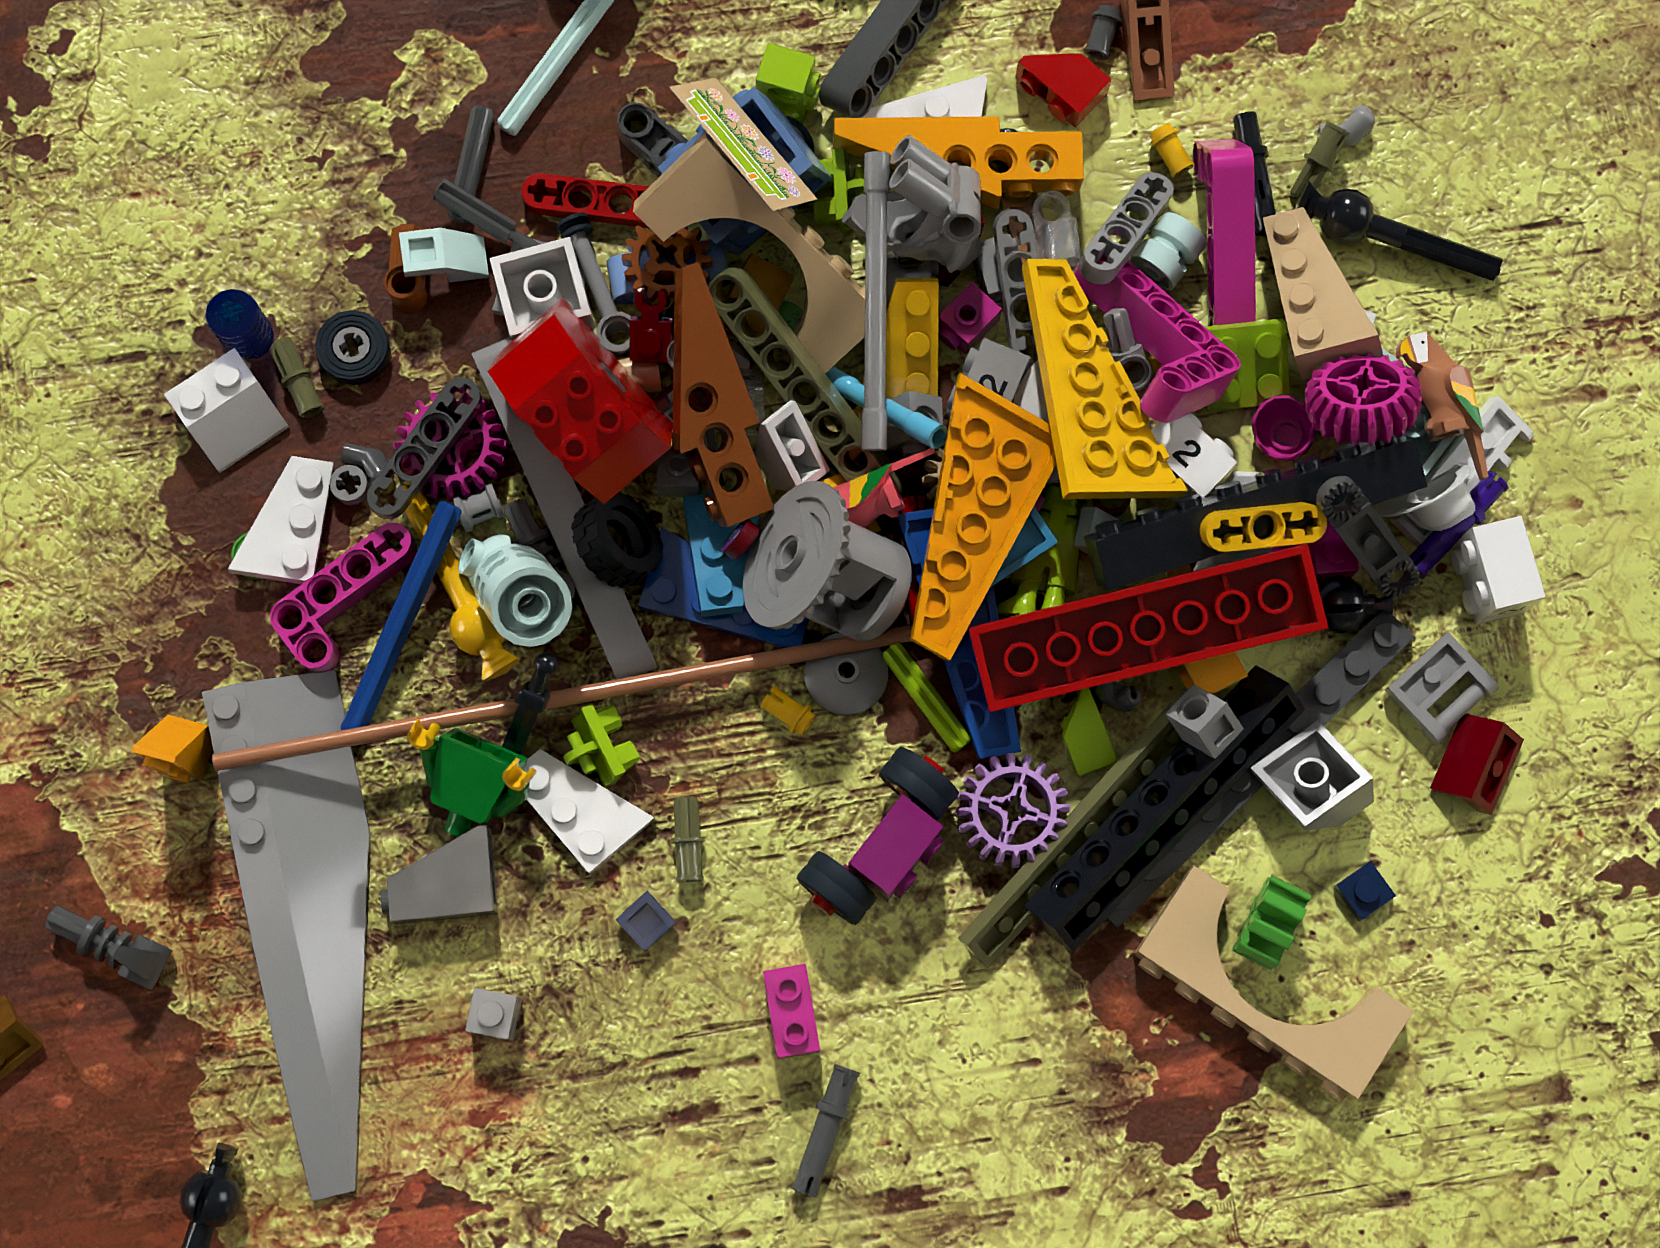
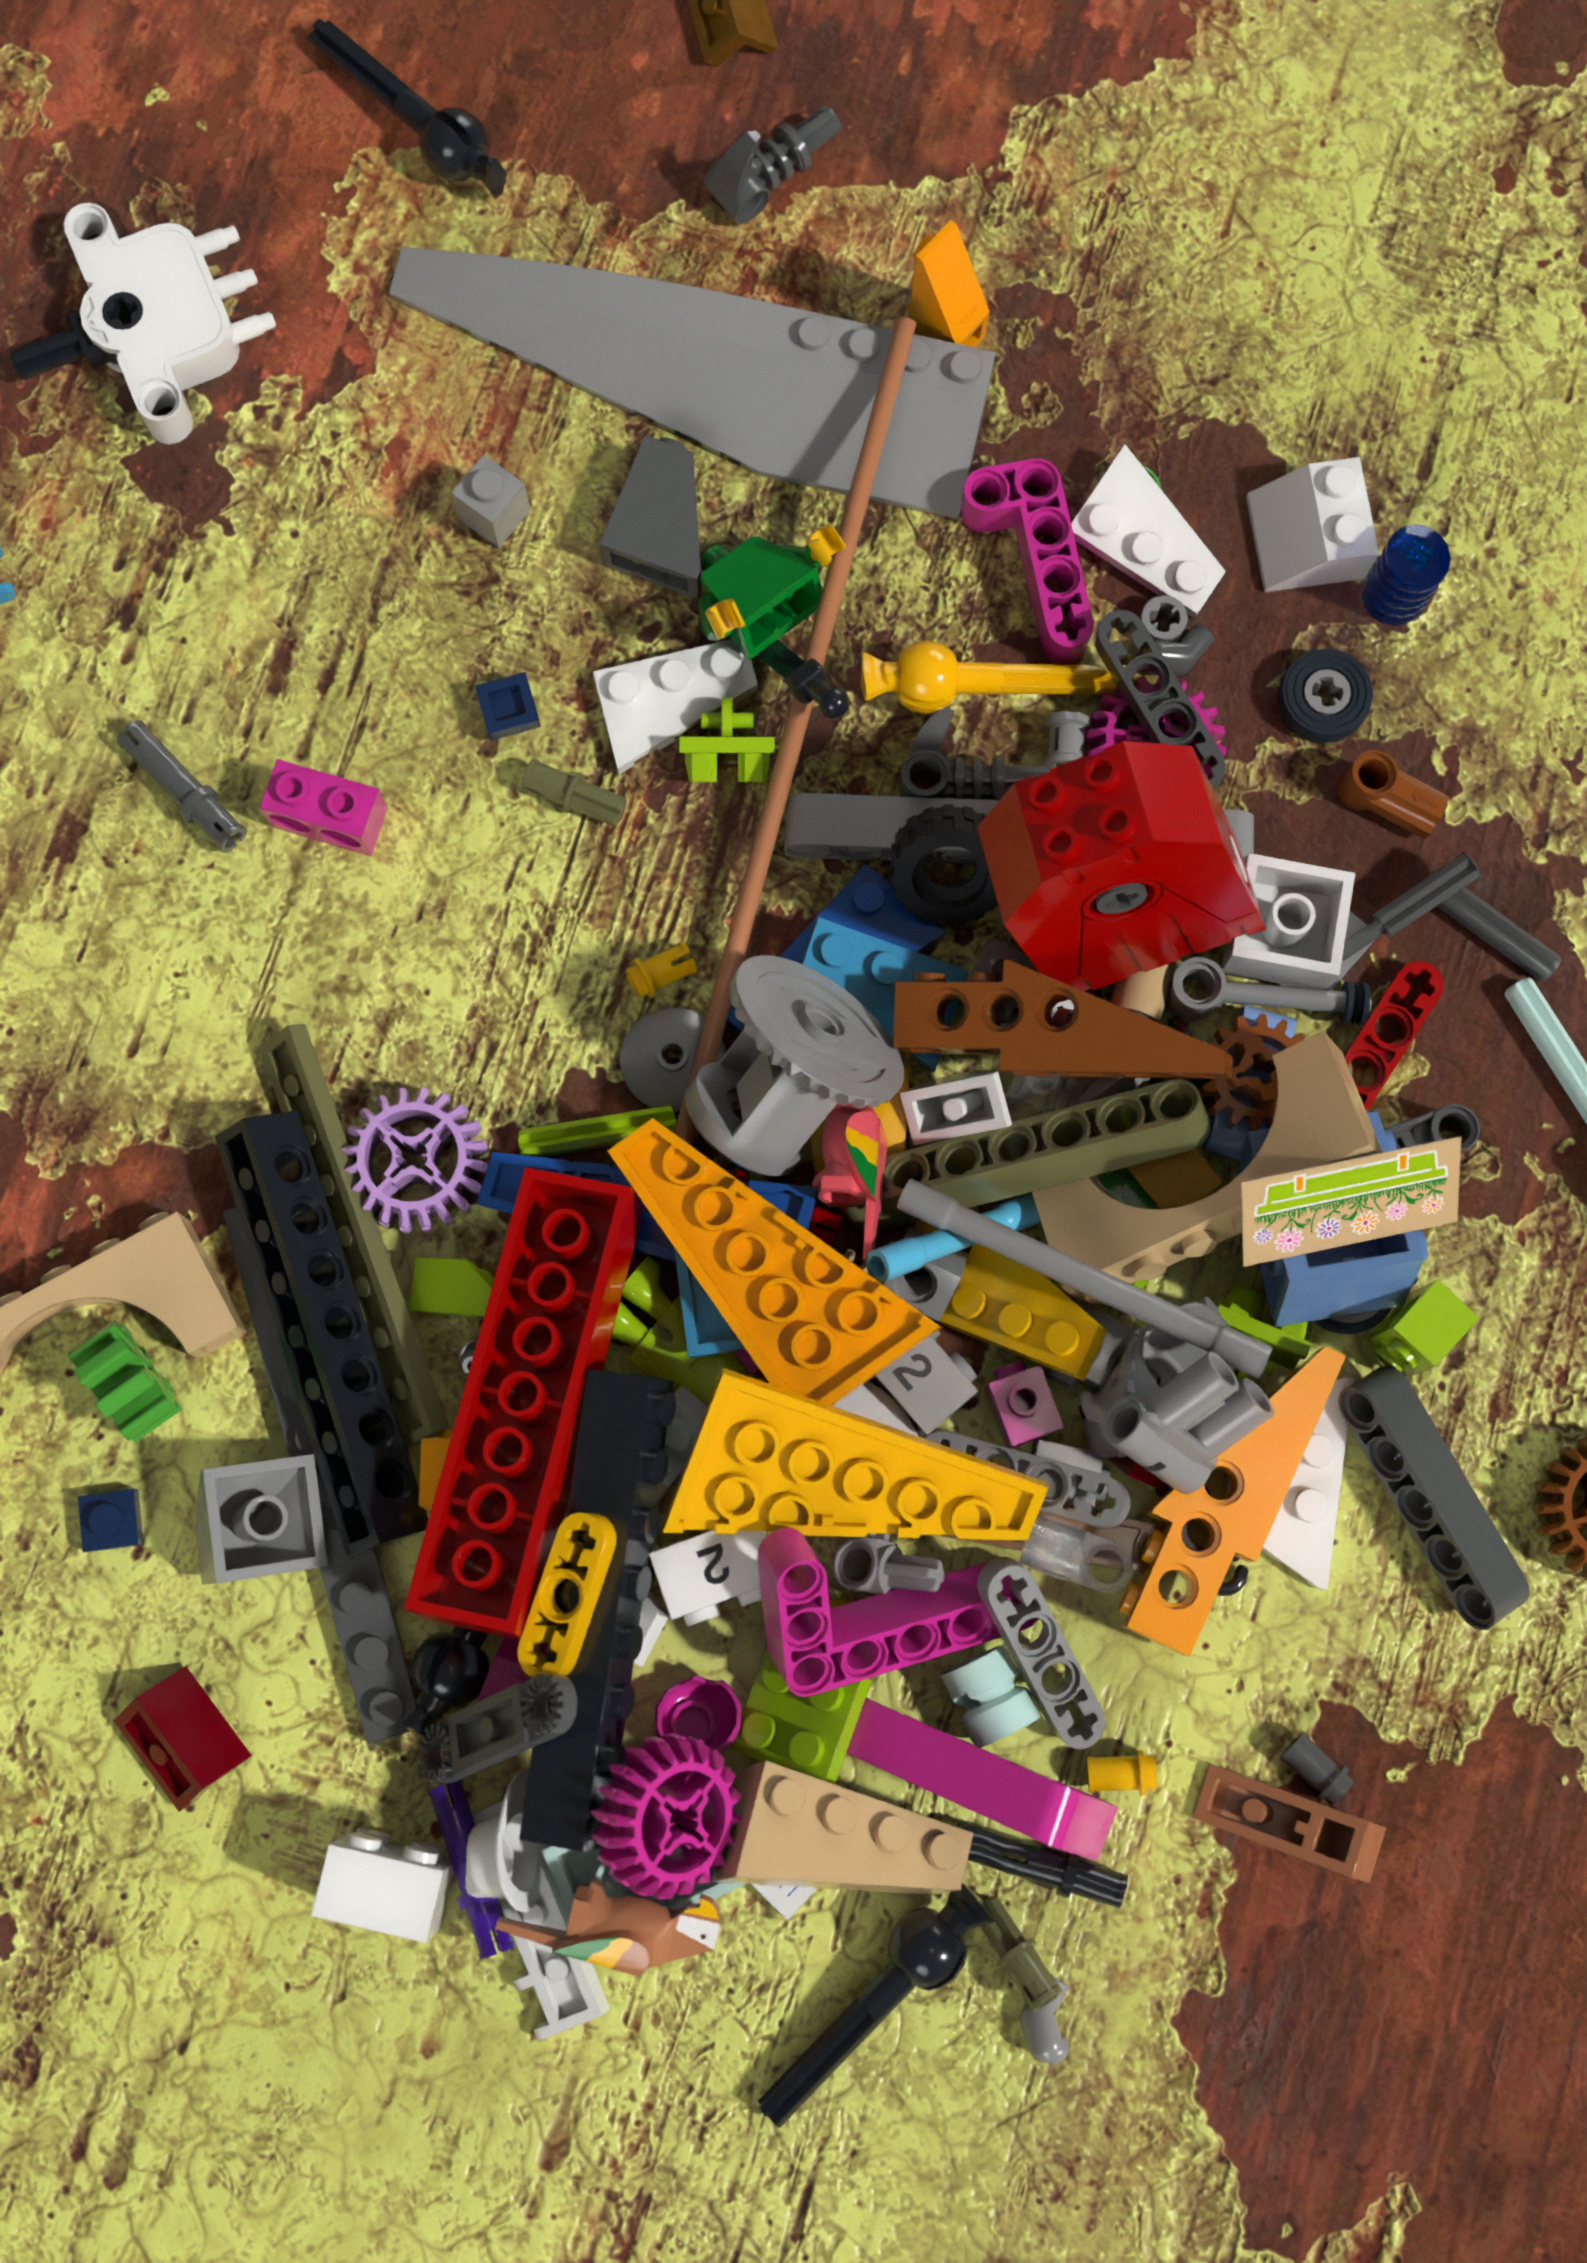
camera: 115 degrees right, 0 degrees up
(296, 378) = (1317, 619): olive axle -> none
(402, 616) = (978, 600): blue axle -> none
(444, 251) = (1388, 833): light aqua slope -> none
(517, 590) = (935, 711): light aqua cylinder -> none
(650, 332) = (1185, 1010): dark red plate -> none
(740, 539) = (876, 996): dark red tile -> none
(893, 848) = (439, 1008): brick -> none
(1064, 82) = (1268, 1684): red slope -> none
(1204, 721) = (388, 1418): light grey brick -> none
(1431, 677) = (308, 1738): light grey plate -> none

